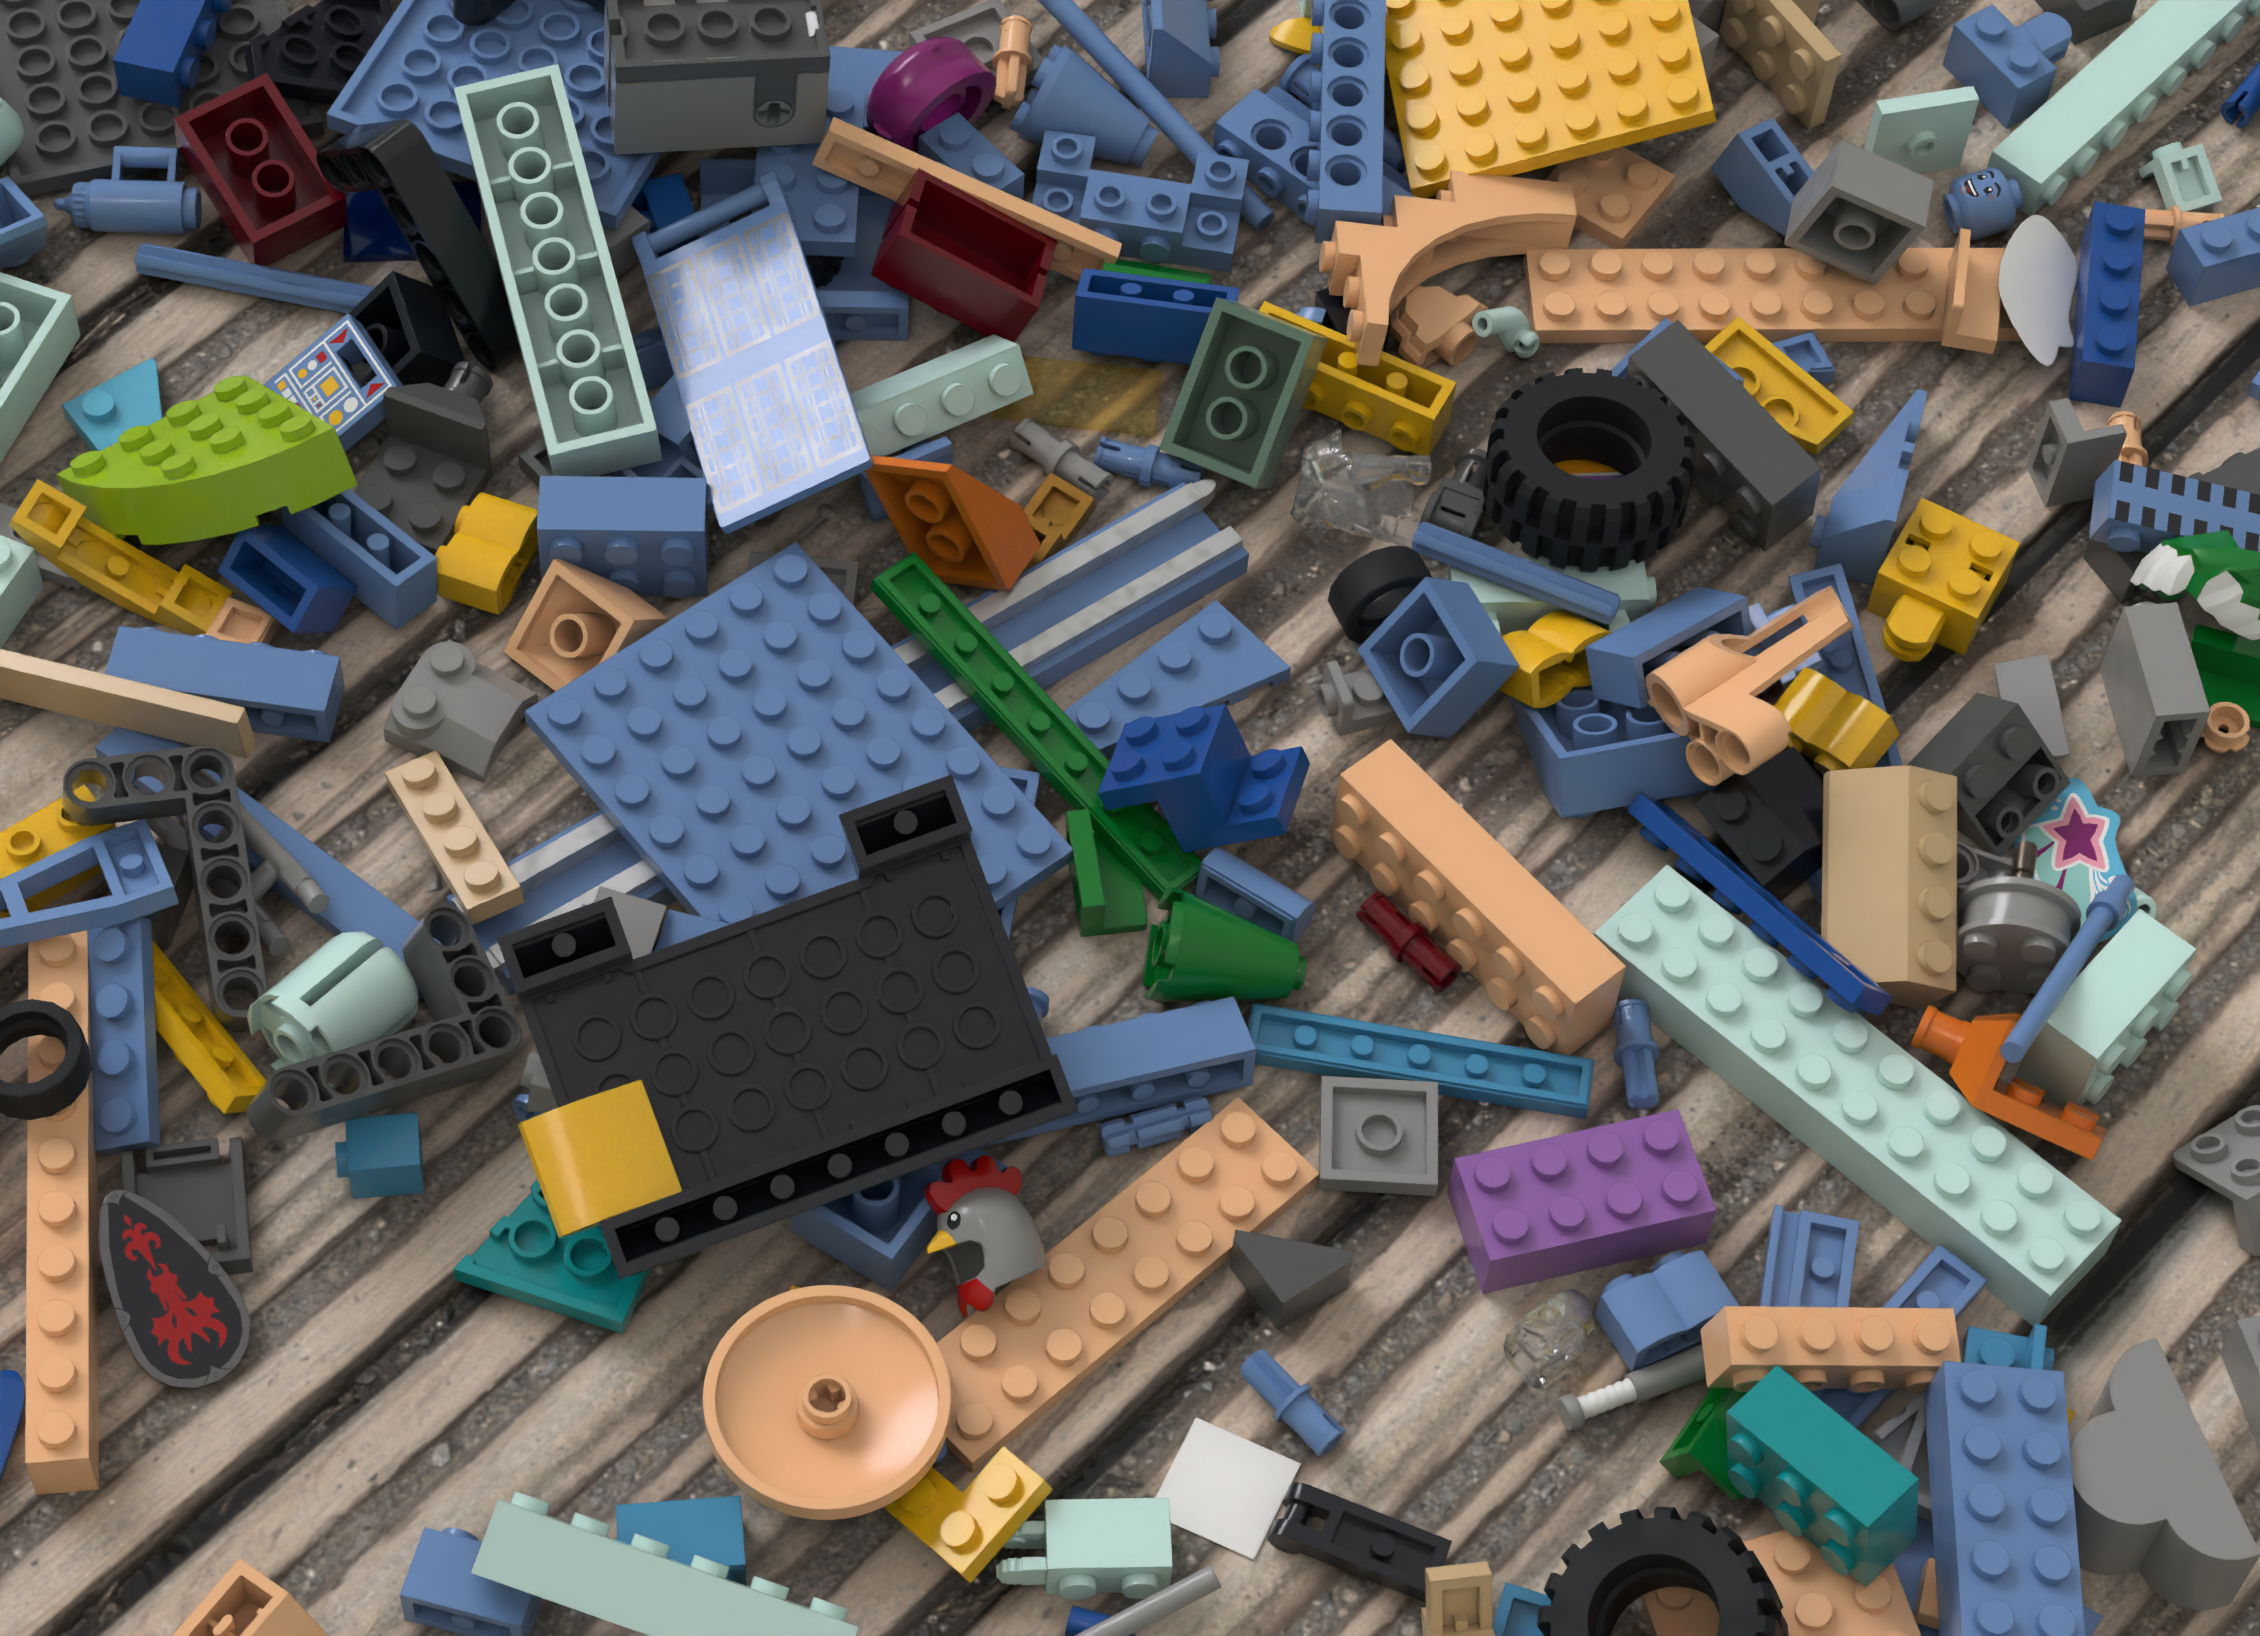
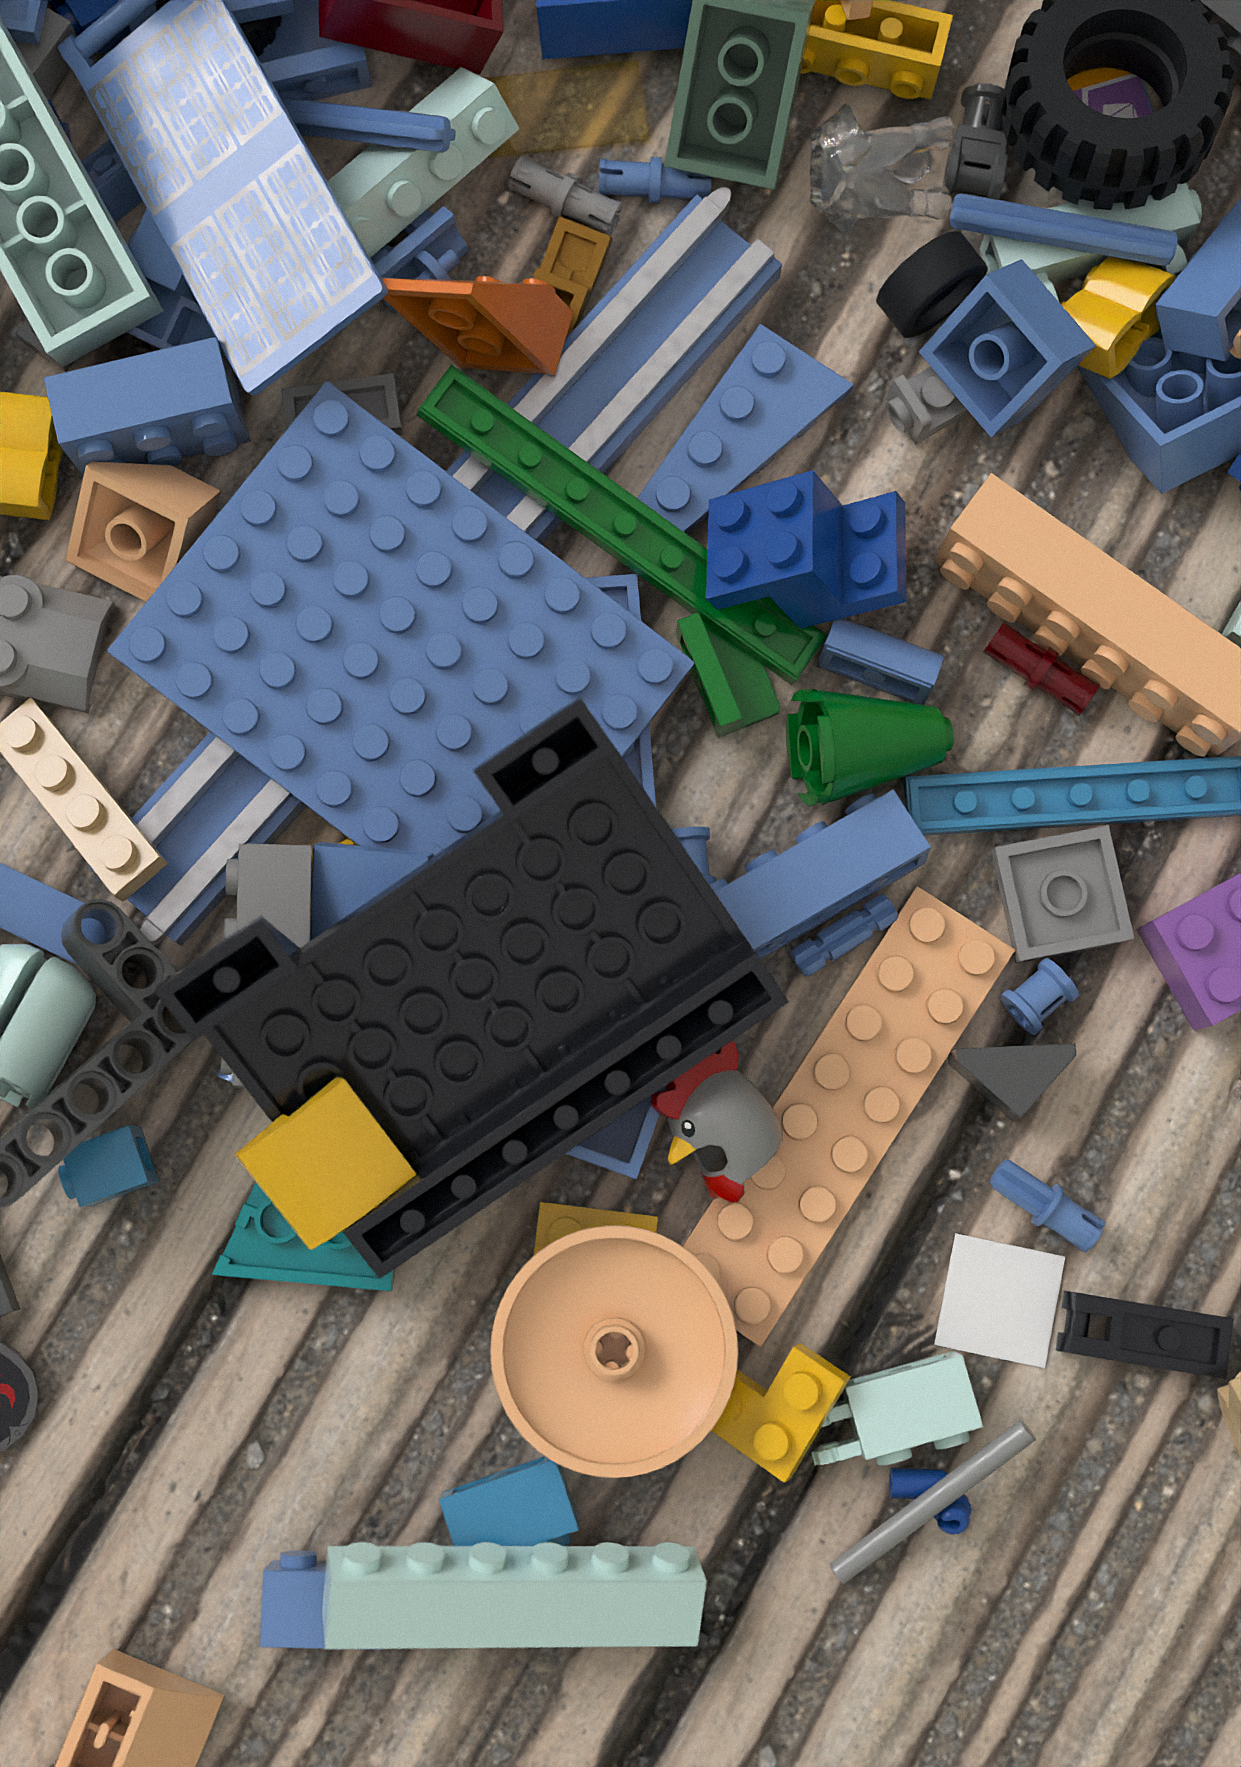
camera: 10 degrees left, 25 degrees up
(901, 356) = (371, 125): none -> medium blue axle
(1333, 1216) = (1039, 996): none -> medium blue bush

